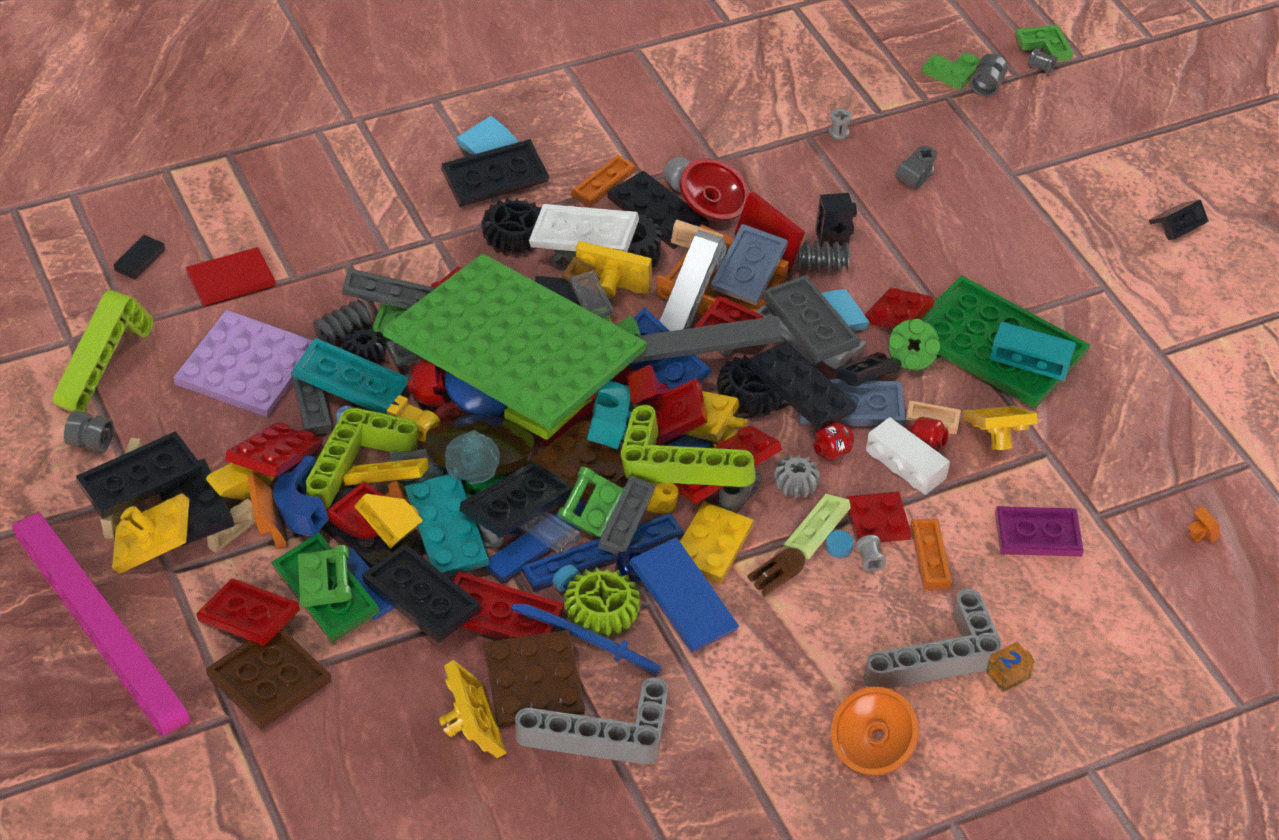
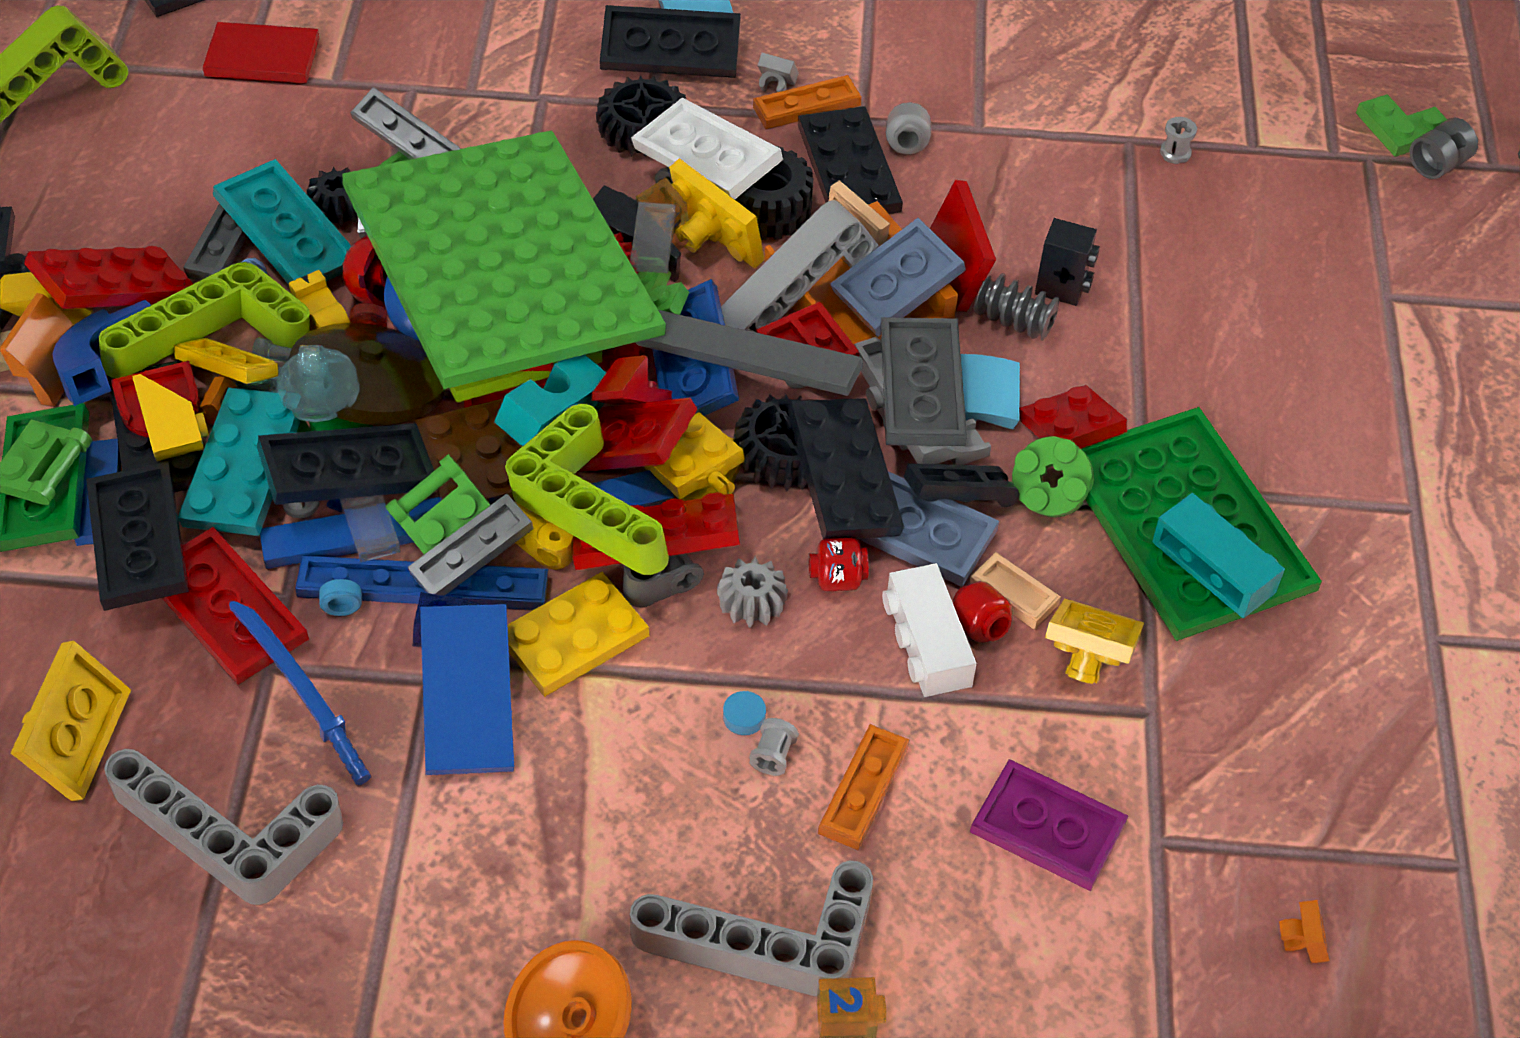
camera: 30 degrees right, 5 degrees up
(243, 363) = (181, 156): lavender plate -> none
(342, 322) = (339, 155): dark grey piece -> none
(533, 674) = (191, 712): reddish brown plate -> none
(574, 166) = (776, 69): none -> light grey tile
(602, 601) = (366, 663): lime gear -> none
(714, 189) = (933, 146): red dish -> none
(777, 570) = (624, 712): reddish brown arm -> none
(818, 524) = (727, 674): yellowish green plate -> none
(879, 516) = (828, 699): red plate -> none
(917, 167) = (1246, 236): dark grey piece -> none

